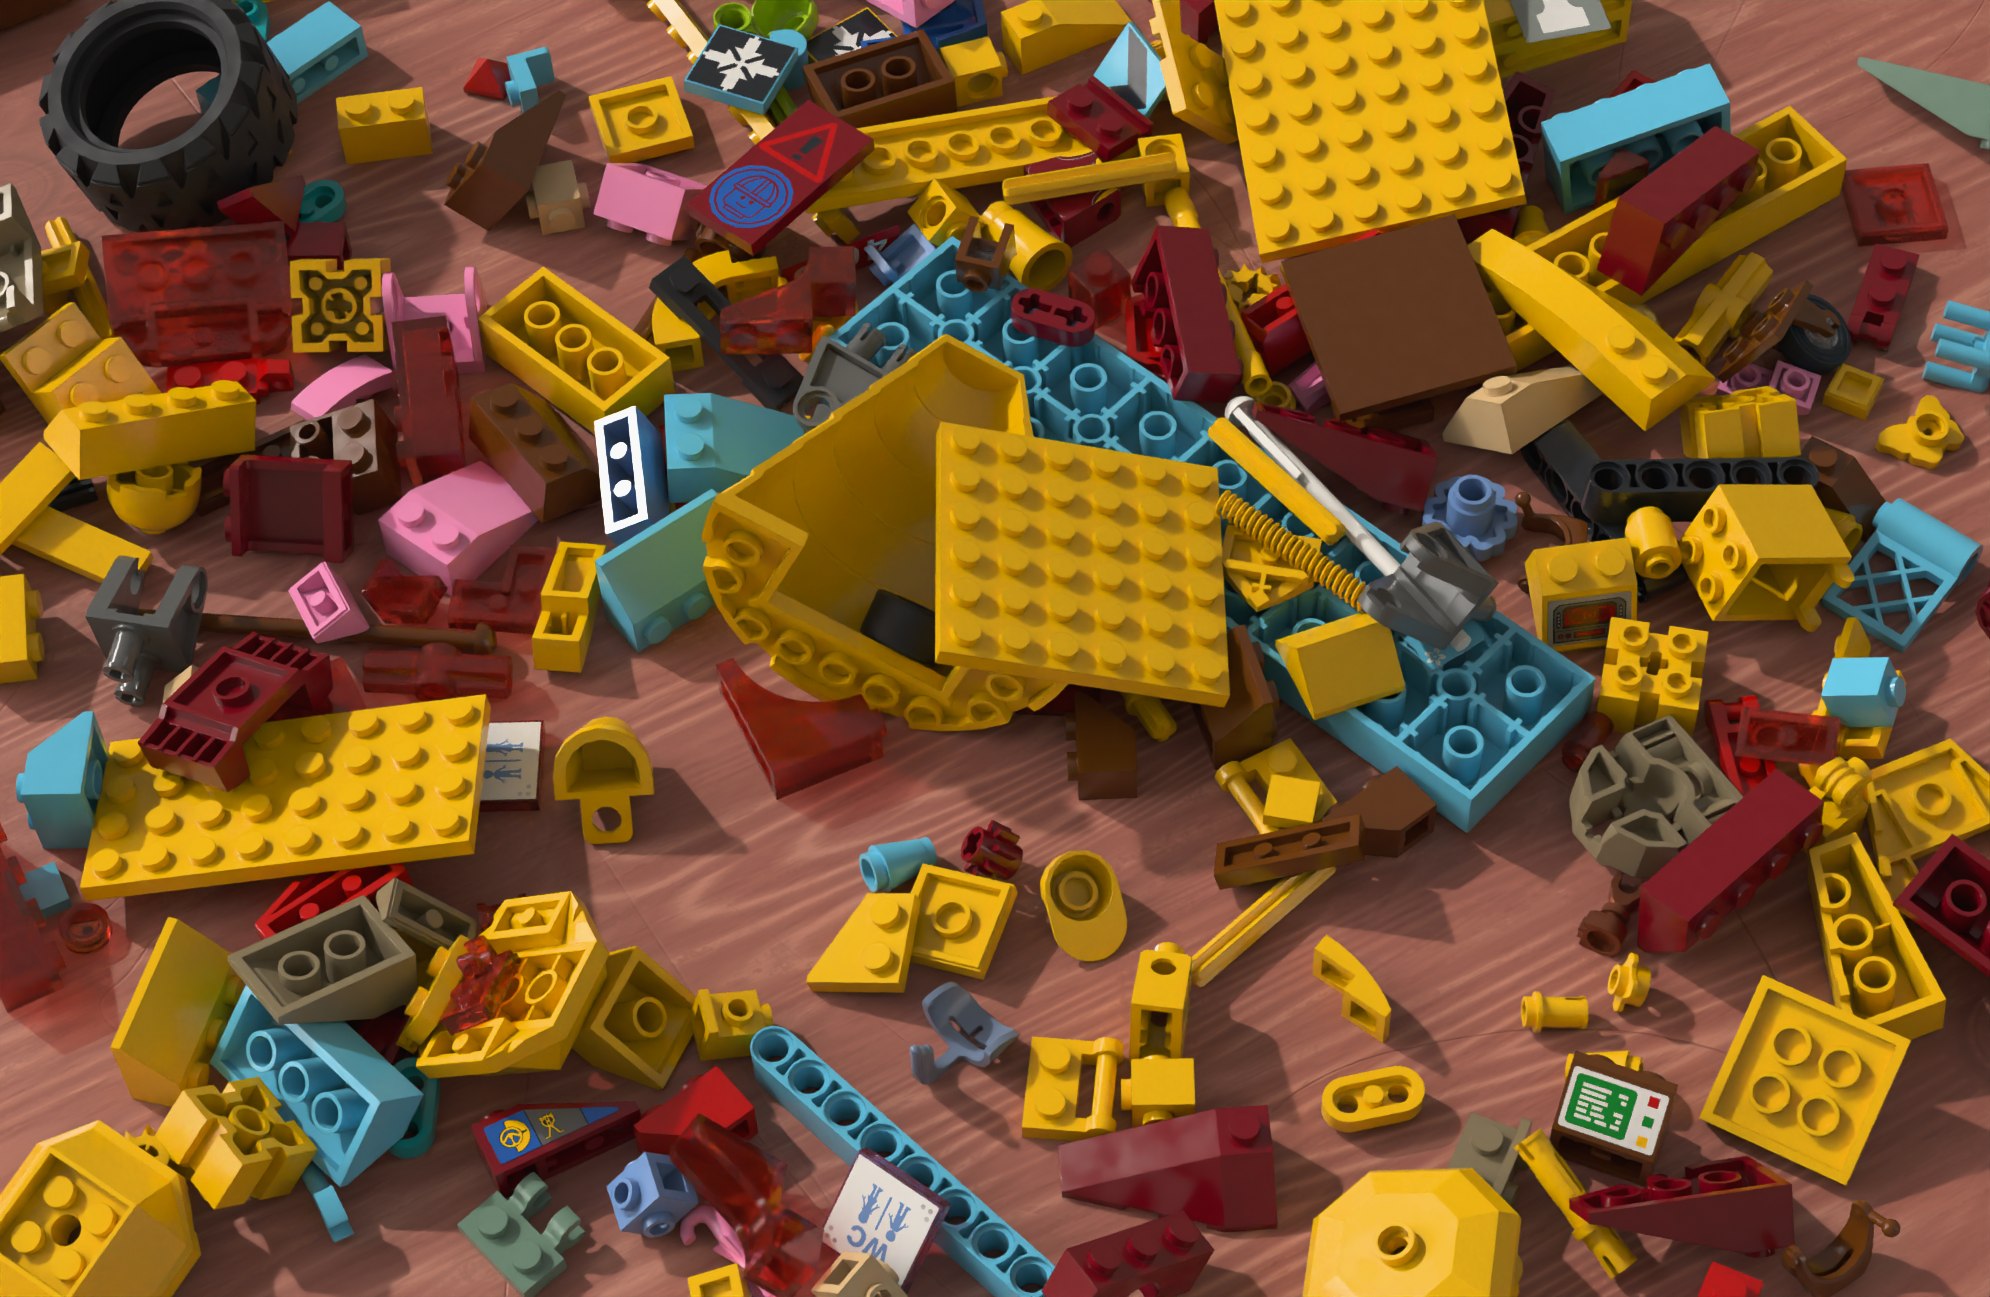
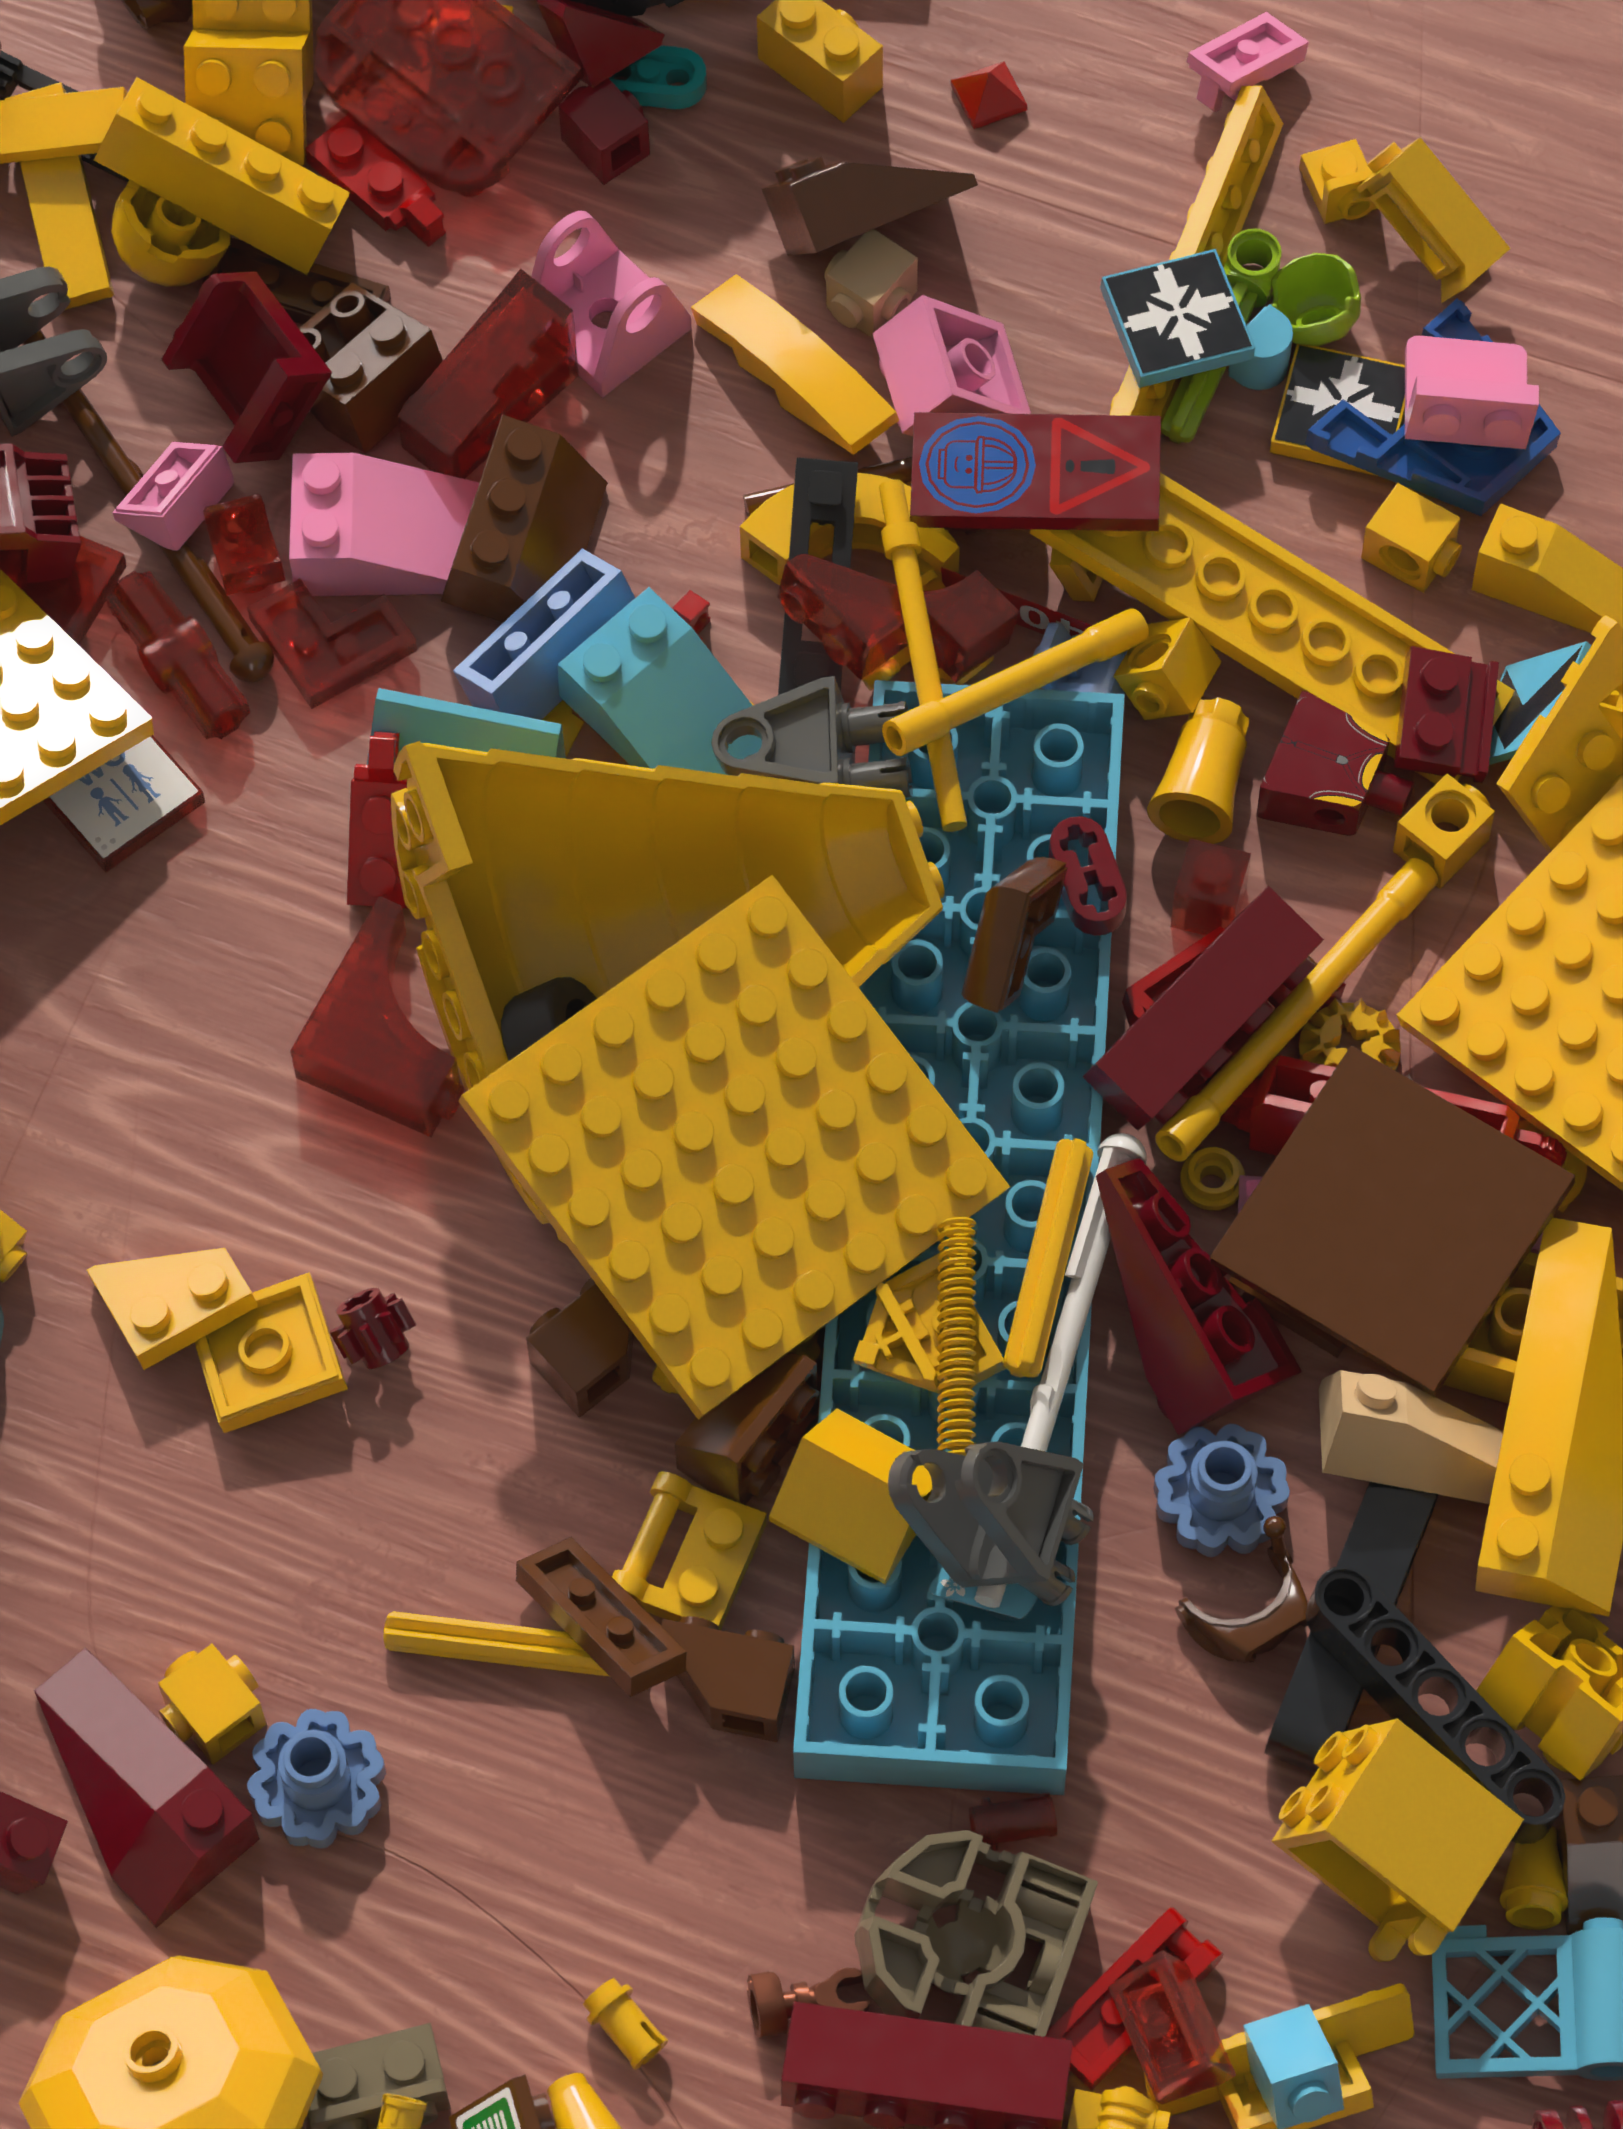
camera: 50 degrees right, 10 degrees up
(339, 305) = (529, 193): yellow brick -> none
(342, 386) = (437, 285): bright pink slope -> none
(526, 73) = (1002, 123): medium azure bracket -> none
(568, 608) = (337, 718): yellow slope -> none
(574, 351) = (669, 463): yellow brick -> none
(579, 260) = (795, 362): none -> yellow slope
(603, 769) = (171, 894): yellow container -> none
(641, 121) = (1047, 279): yellow plate -> none
(668, 635) = (371, 839): none -> red hinge
(766, 261) = (902, 546): none -> yellow bar
(884, 82) = (1288, 471): reddish brown slope -> none
(895, 309) = (938, 717): none -> yellow piece
(896, 862) = (295, 1247): medium azure cone -> none
(955, 1004) = (175, 1453): sand blue helmet -> none
(984, 262) = (1101, 747): reddish brown window -> none
(1055, 1086) = (151, 1596): yellow plate -> none
(1058, 345) = (1006, 931): none -> reddish brown brick
(1084, 905) = (380, 1462): yellow cap -> none
(1089, 178) = (1334, 768): yellow axle -> none
(1160, 986) = (309, 1623): yellow torso -> none
(1259, 1069) = (316, 1778): none -> medium blue plant
(1291, 802) = (665, 1573): yellow tile -> none
(1362, 997) = (486, 1811): yellow slope -> none
(1370, 1096) = (373, 1914): yellow plate -> none
(1579, 591) = (1194, 1680): yellow slope -> none
(1629, 983) = (719, 2075): yellow plate -> none
(1651, 675) = (1131, 1866): yellow brick -> none
(1653, 543) = (1311, 1704): yellow brick -> none

